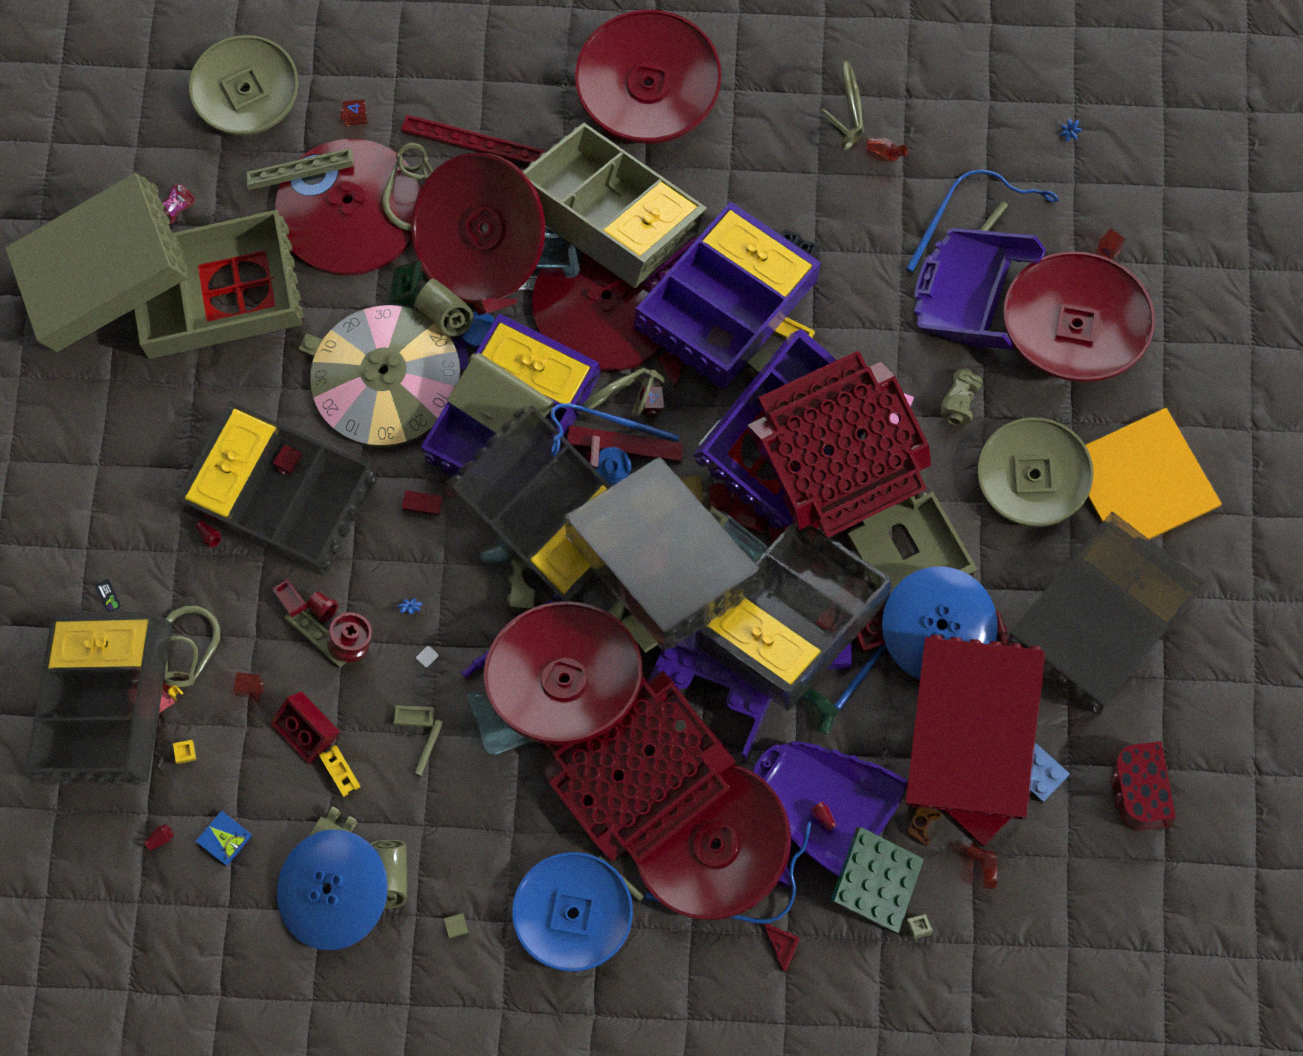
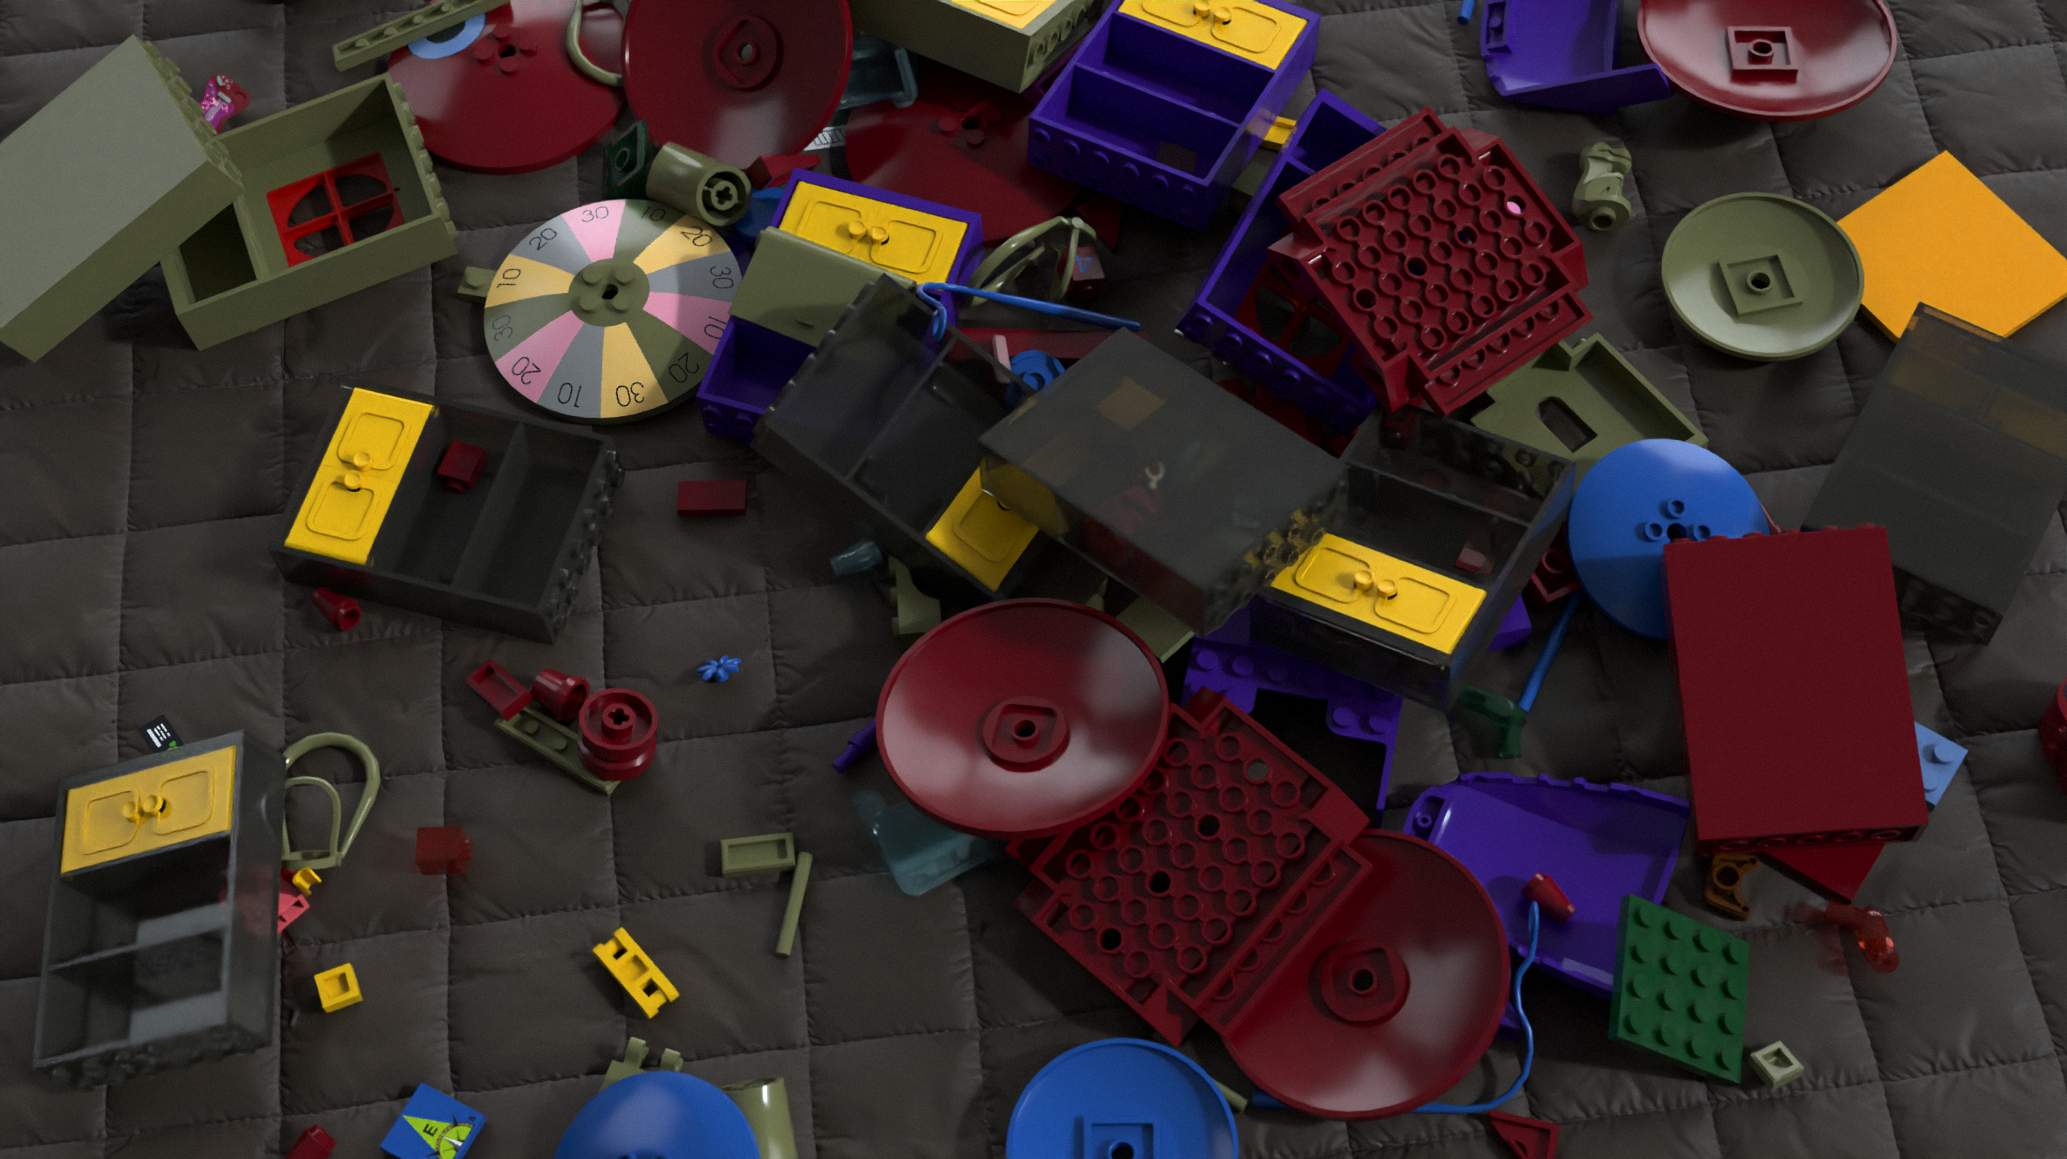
camera: 10 degrees left, 10 degrees down
(304, 727) = (557, 905): dark red slope -> none
(427, 656) = (764, 749): white sticker -> none

